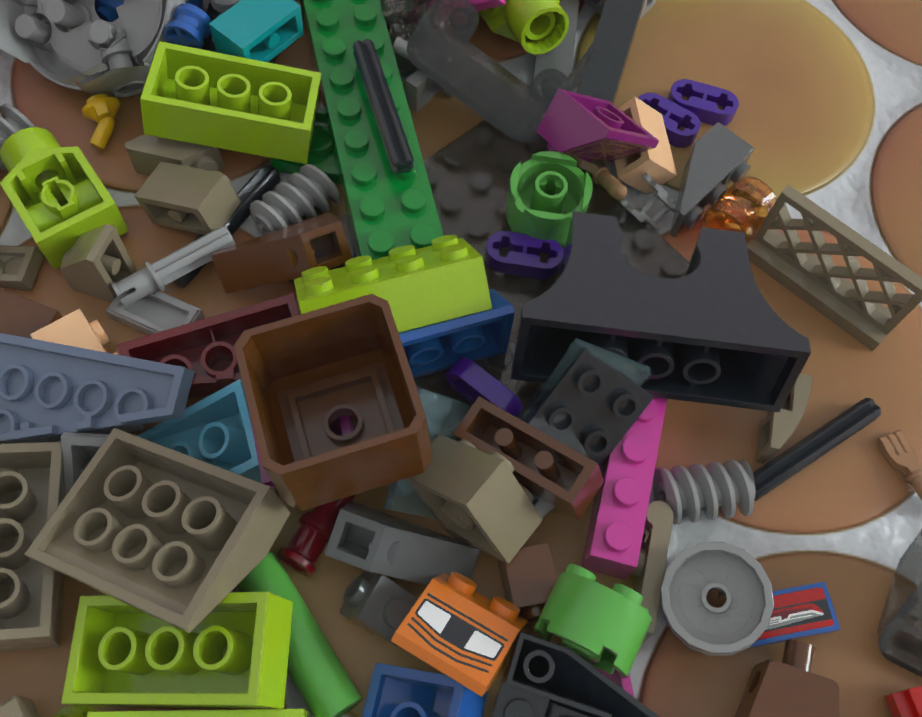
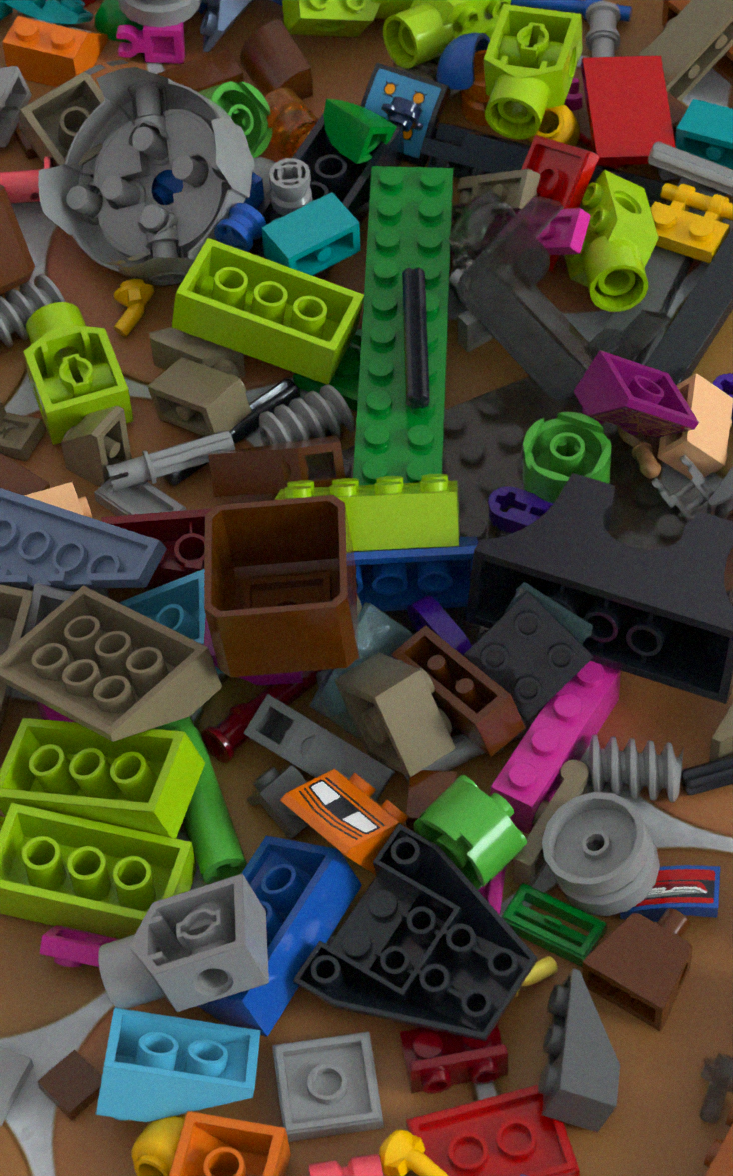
camera: 25 degrees right, 10 degrees down
(723, 690) = (549, 930): none -> green tile

